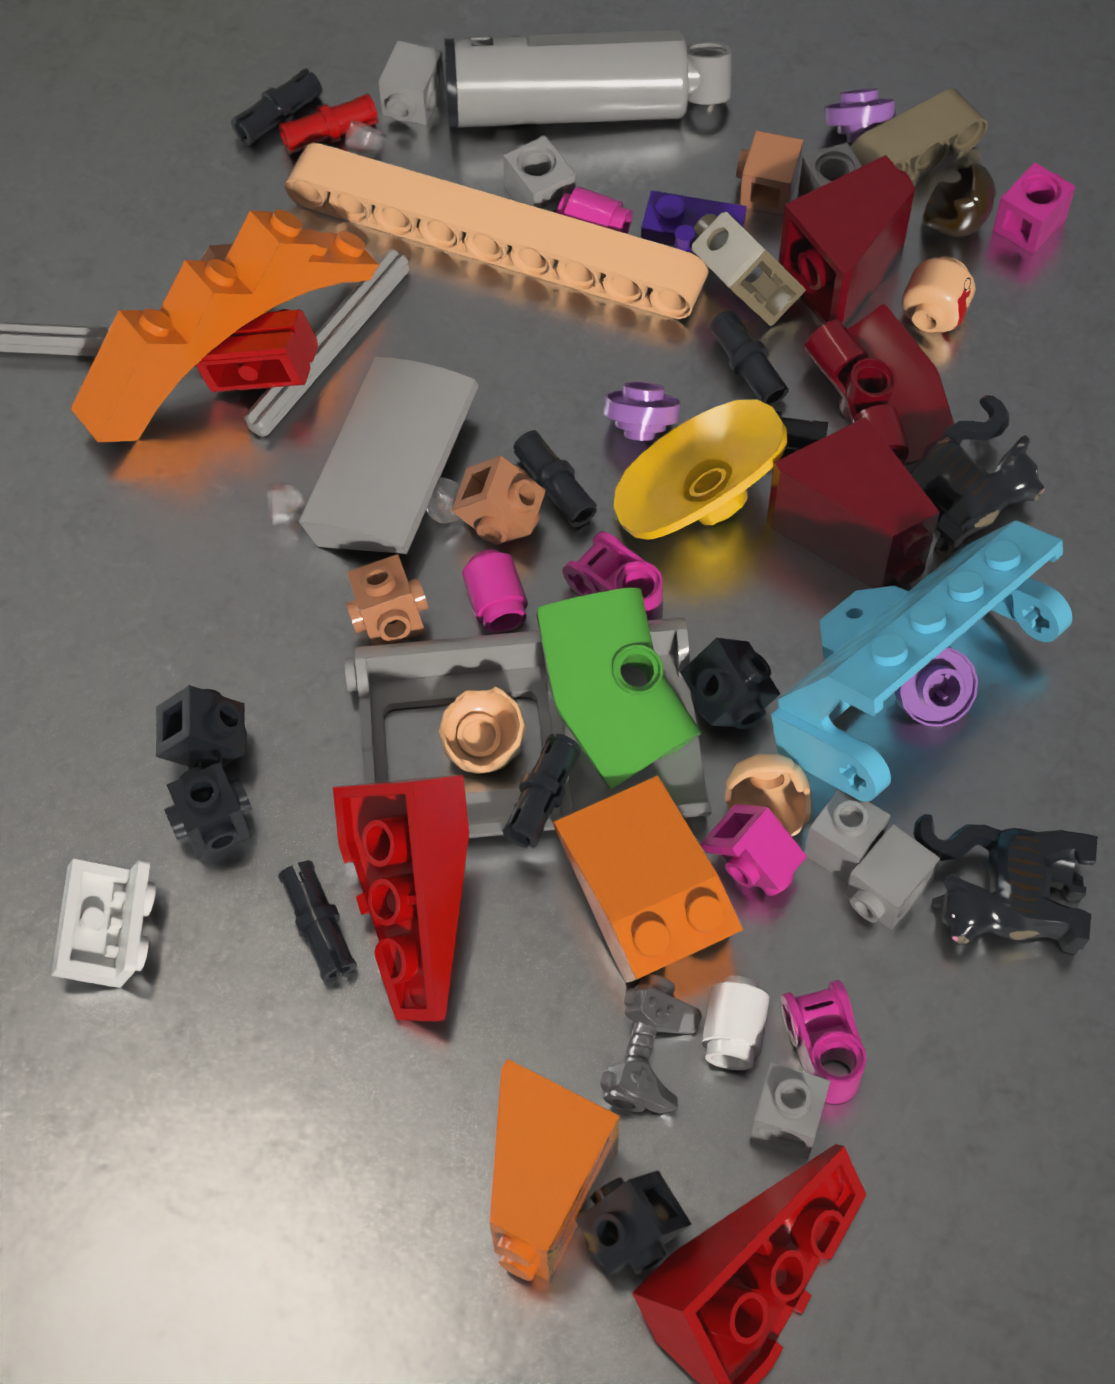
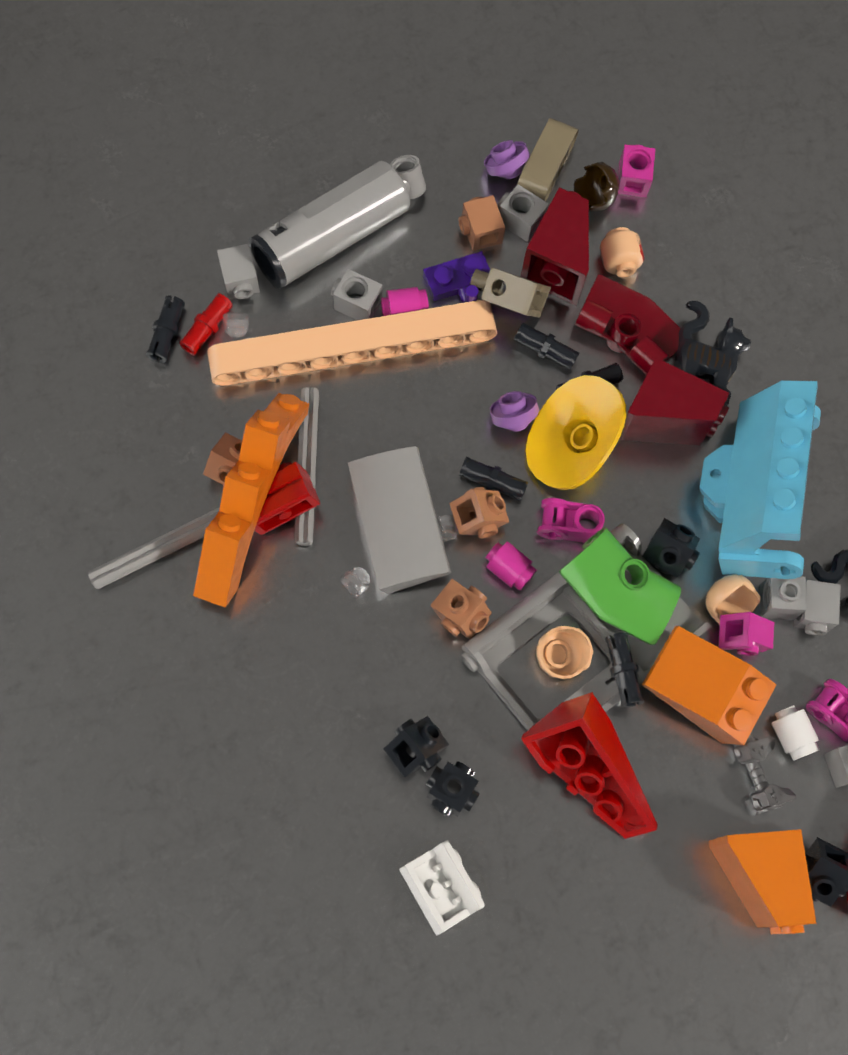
camera: 40 degrees left, 10 degrees up
(317, 920) = (551, 812): black pin -> none

